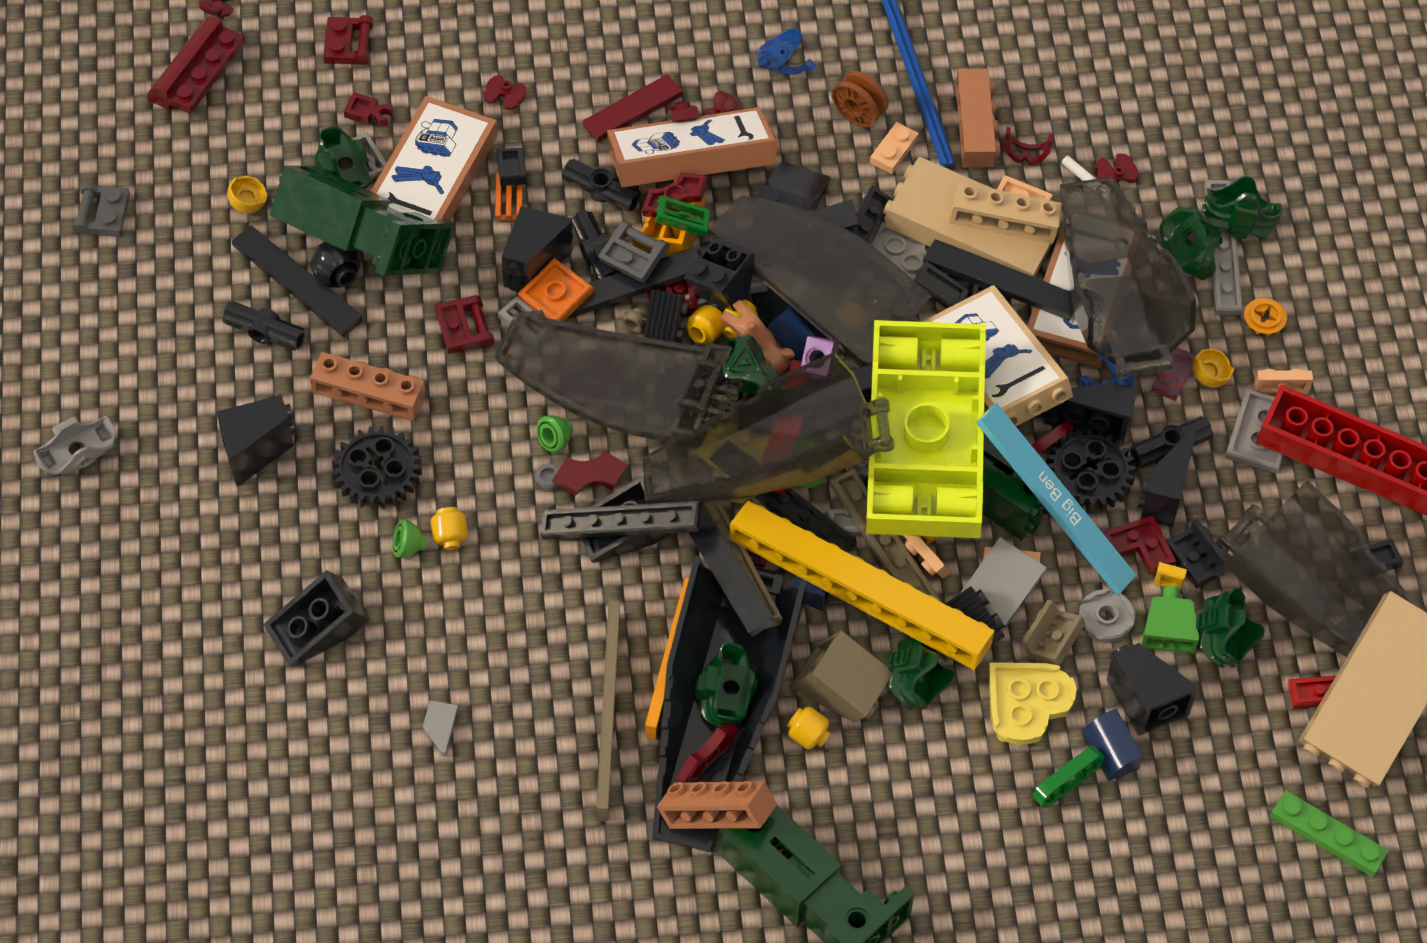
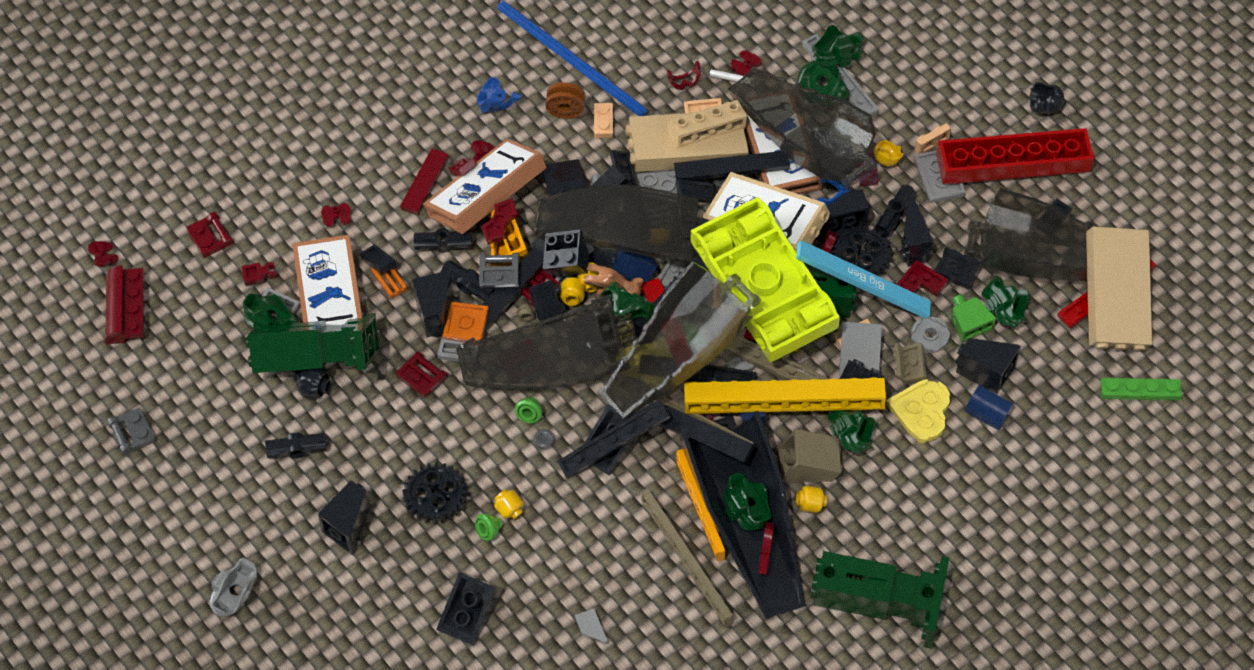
camera: 30 degrees left, 0 degrees up
(246, 194) = (222, 369): yellow hair -> none
(297, 281) = (293, 405): black tile -> none
(367, 386) = (391, 446): nougat brick -> none
(601, 471) = (575, 416): dark red tile -> none
(682, 219) = (517, 233): green tile -> none
(717, 805) = (800, 573): nougat brick -> none
(816, 343) = (657, 264): medium lavender brick -> none
(931, 561) = (810, 359): light nougat plate -> none
(976, 118) = (642, 75): nougat brick -> none
(1068, 777) = (978, 441): green beam -> none
(1169, 576) = (950, 290): yellow tile -> none
(1257, 309) = (900, 102): light orange gear -> none

